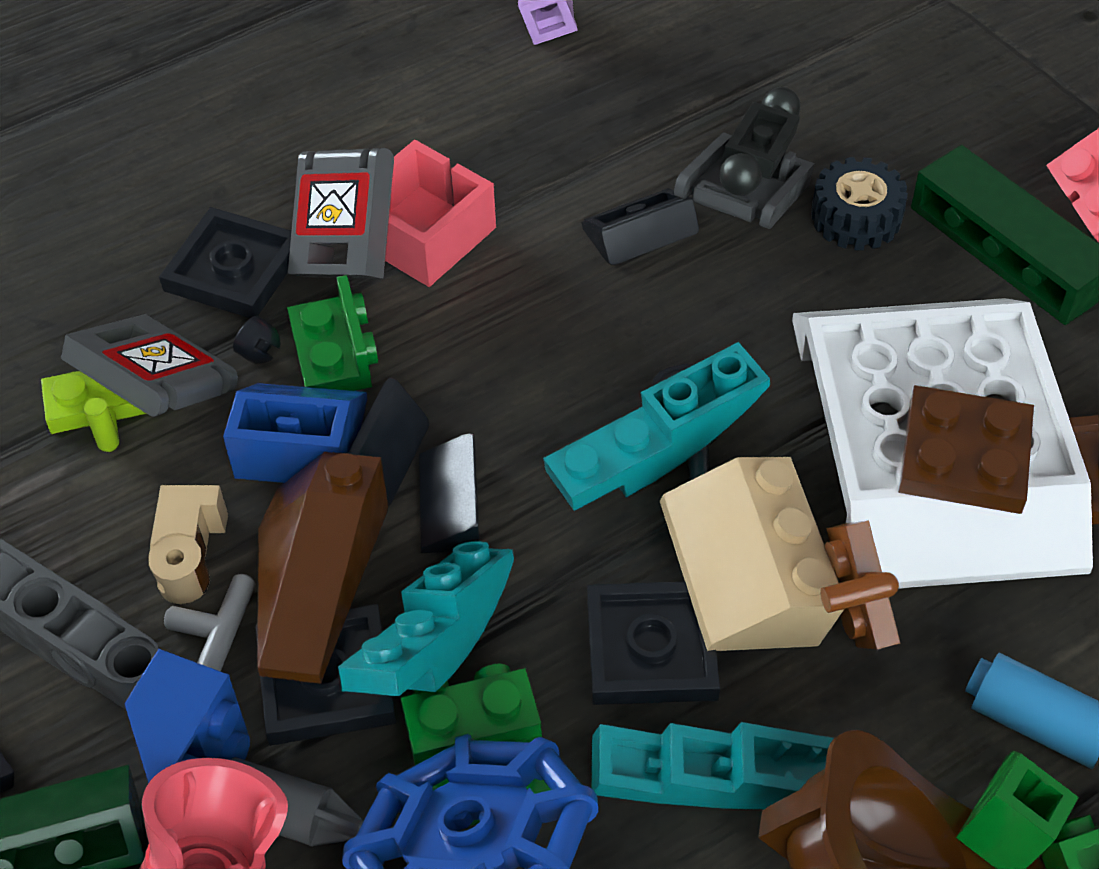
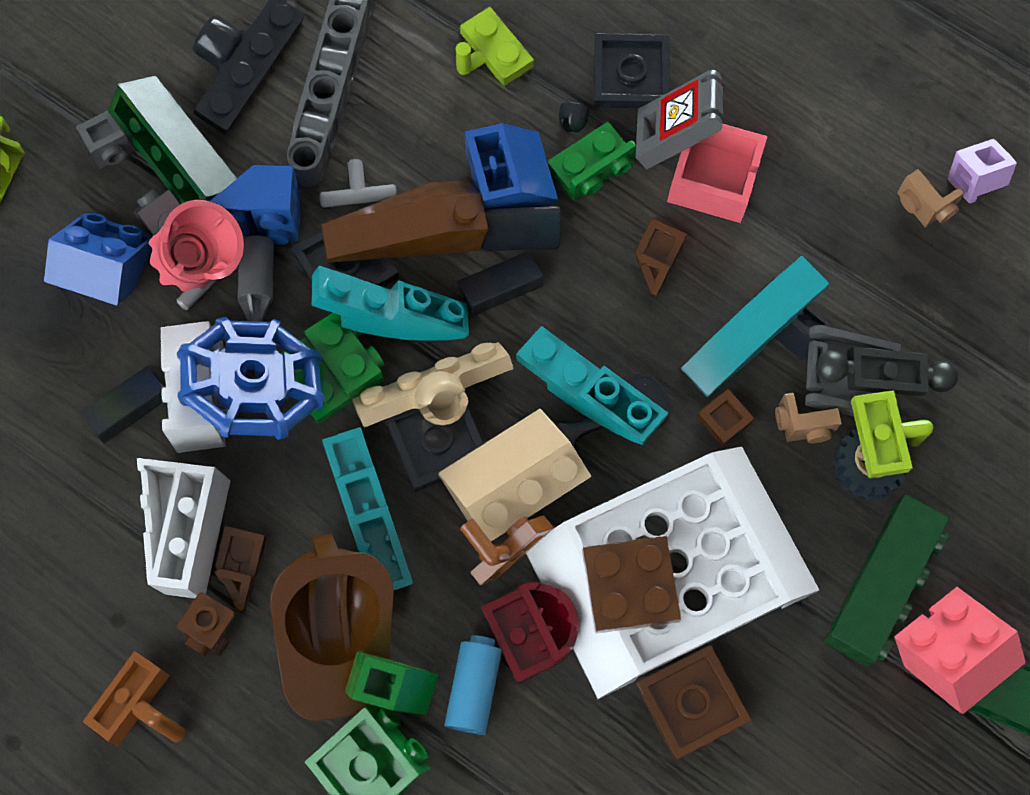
camera: 65 degrees right, 20 degrees up
(148, 364) = (518, 68): dark grey container -> none
(181, 538) = (403, 144): tan leg -> none
(494, 319) = (658, 253): none -> reddish brown slope
(556, 57) = (925, 202): none -> medium nougat bracket
(578, 605) = (436, 390): none -> tan plate
(648, 245) = (755, 326): none -> teal slope
(749, 316) = (725, 417): none -> reddish brown plate
(779, 252) = (812, 426): none -> medium nougat bracket
(841, 161) = (884, 434): none -> lime plate
(975, 604) = (533, 628): none -> dark red slope

